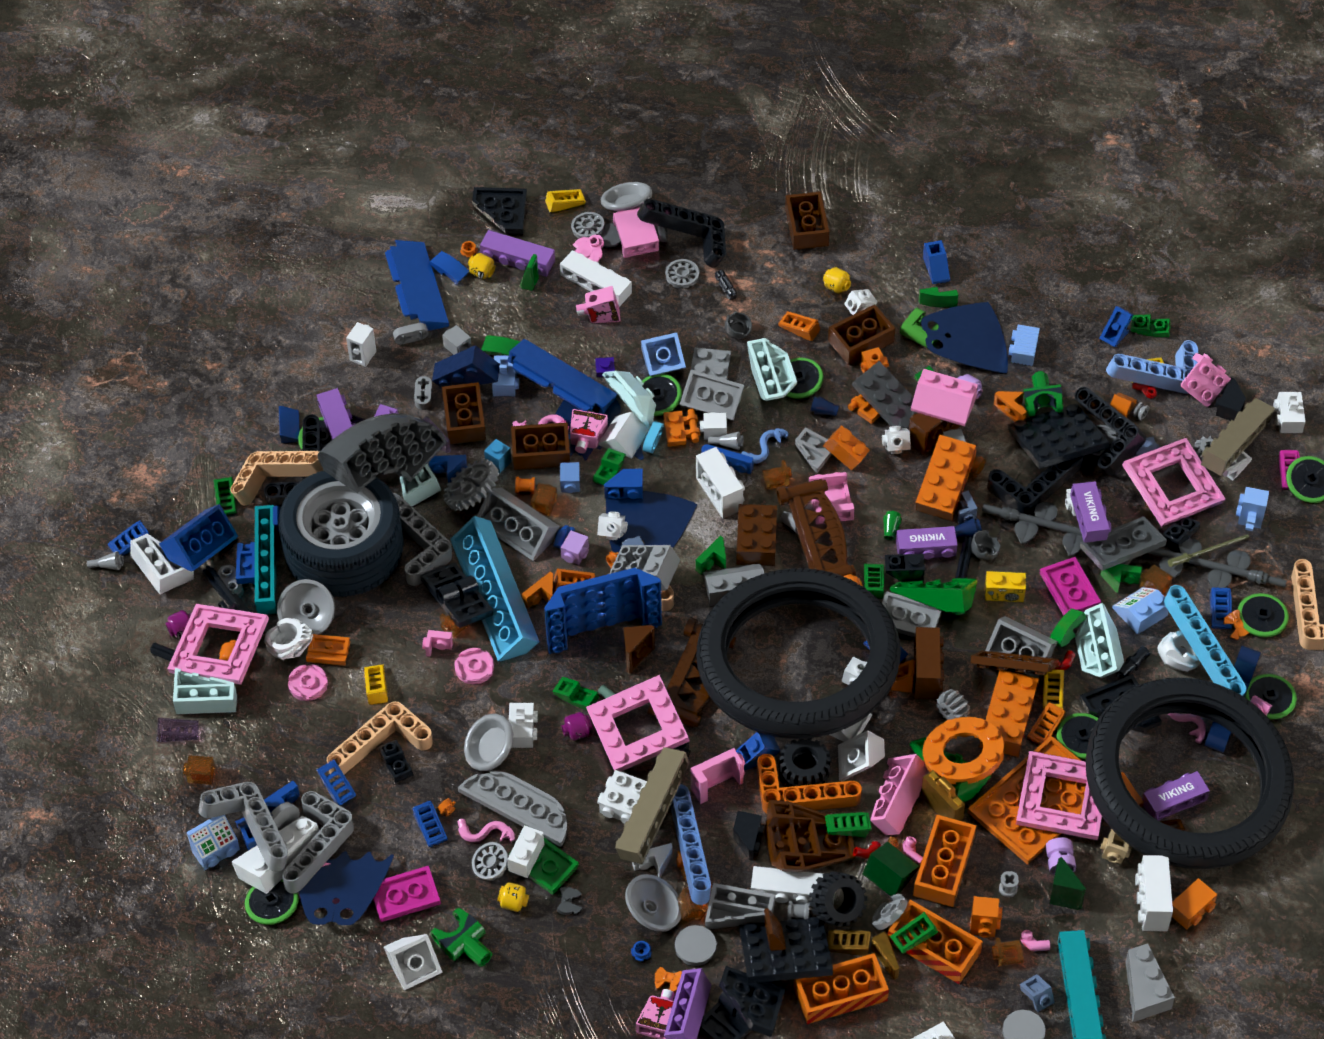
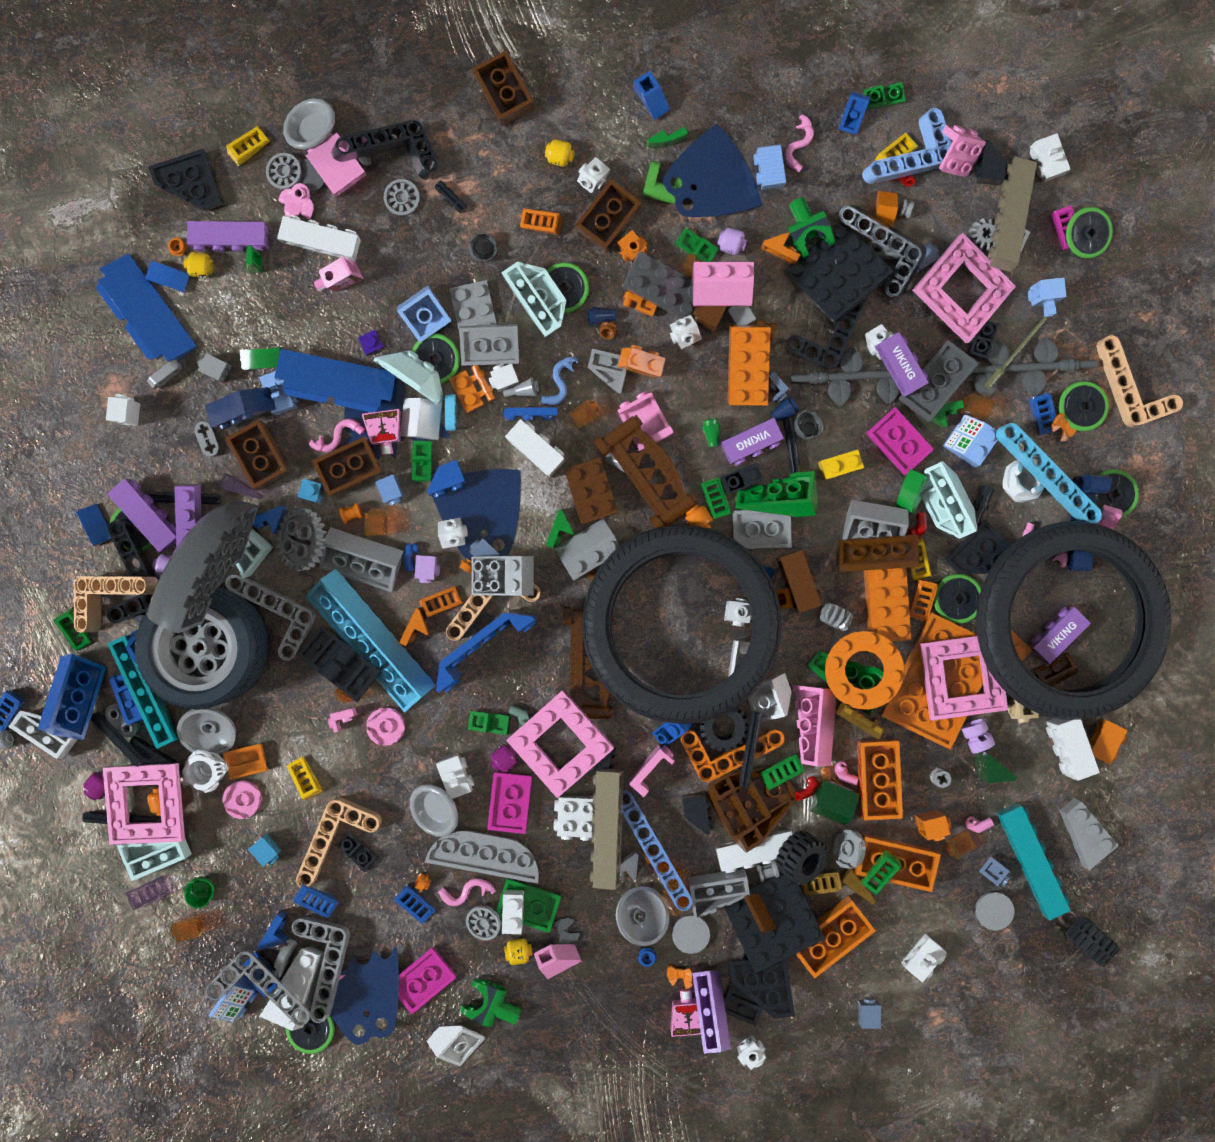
camera: 20 degrees left, 35 degrees up
(228, 741) = (199, 892): none -> green hair
(308, 728) = (265, 850): none -> dark azure brick
(548, 915) = (557, 958): none -> bright pink slope
(564, 766) = (509, 802): none -> dark pink plate
(638, 644) = (525, 661): reddish brown slope -> none
(821, 419) = (608, 330): none -> dark orange plate
(823, 786) = (750, 749): none -> black axle
(1070, 326) = (789, 159): none -> bright pink animal

